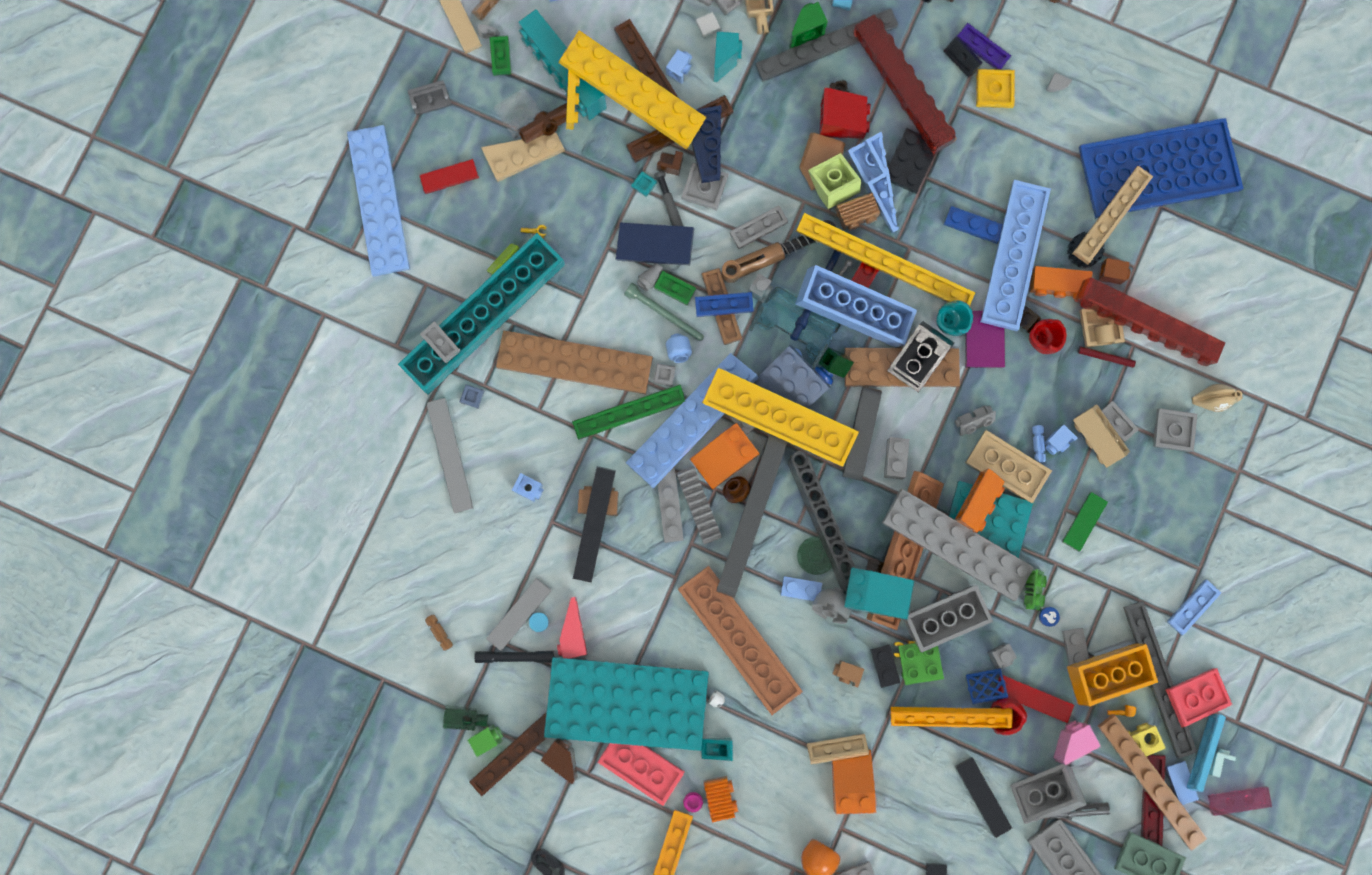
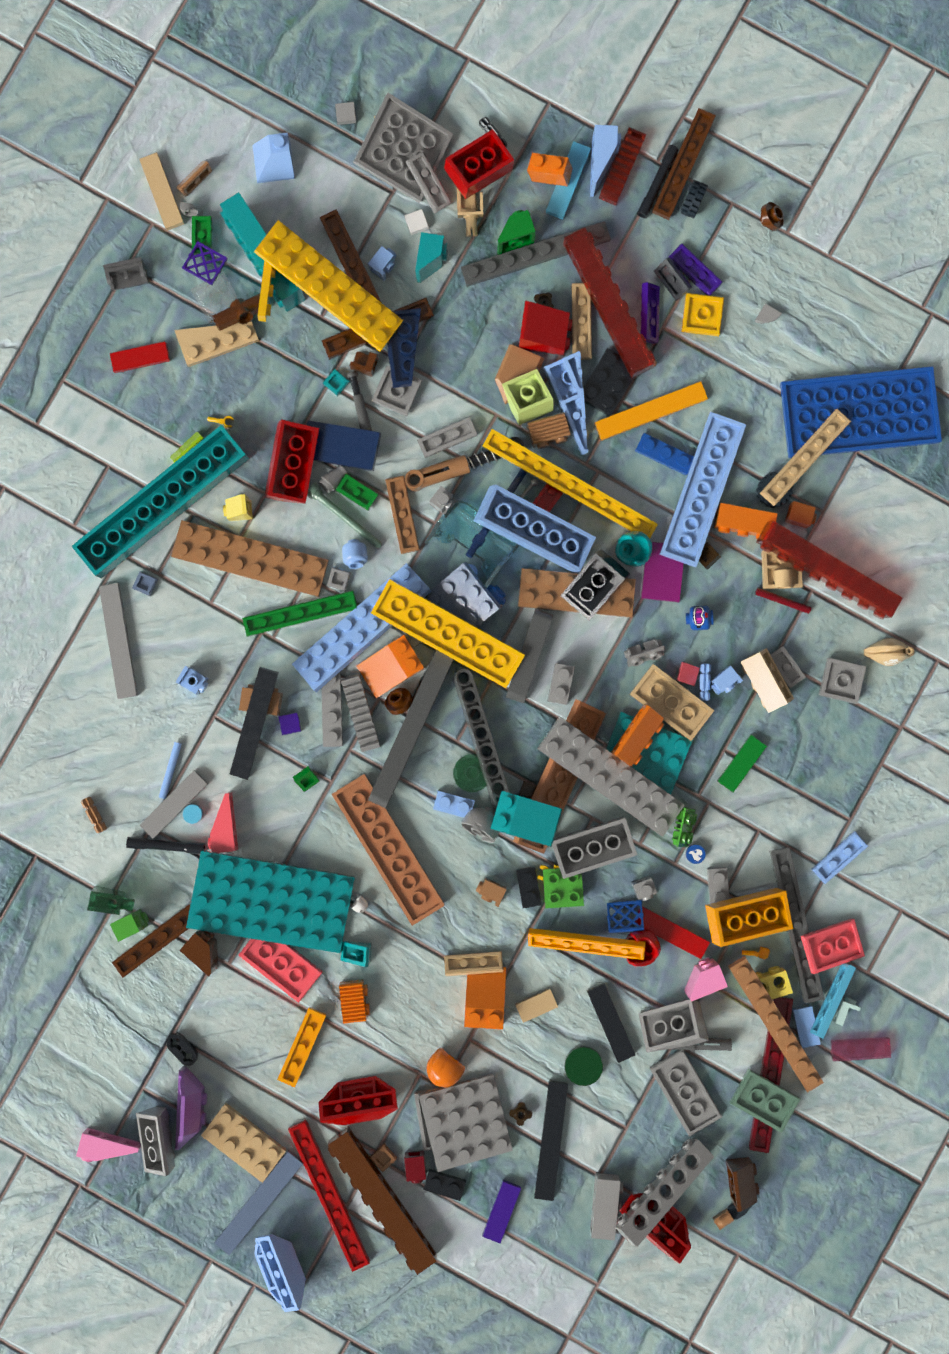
camera: 10 degrees right, 5 degrees up
(378, 200) = (66, 375): light blue plate -> none
(440, 342) = (114, 528): light grey plate -> none
(510, 69) = (210, 251): none -> dark purple window
(512, 580) = (170, 770): none -> light blue bar
(559, 313) = (238, 508): none -> light yellow slope
(608, 264) = (291, 462): none -> red slope
(628, 522) = (289, 723): none -> dark purple tile
(650, 576) = (306, 779): none -> green plate
(693, 802) = (328, 1001): dark pink plate -> none
(724, 304) = (403, 513): blue plate -> none
(836, 362) = (509, 583): dark green brick -> none
(878, 104) = (581, 321): none -> tan tile
(905, 786) = (536, 1005): none -> tan tile
(944, 89) = (650, 312): none -> dark purple plate
(955, 184) = (651, 411): none -> light orange tile
(960, 844) = (583, 1066): none -> dark green tile
(1020, 437) = (687, 674): none -> coral slope
(1027, 380) = (700, 618): none -> blue head
(1048, 336) = (731, 575): red piece -> none

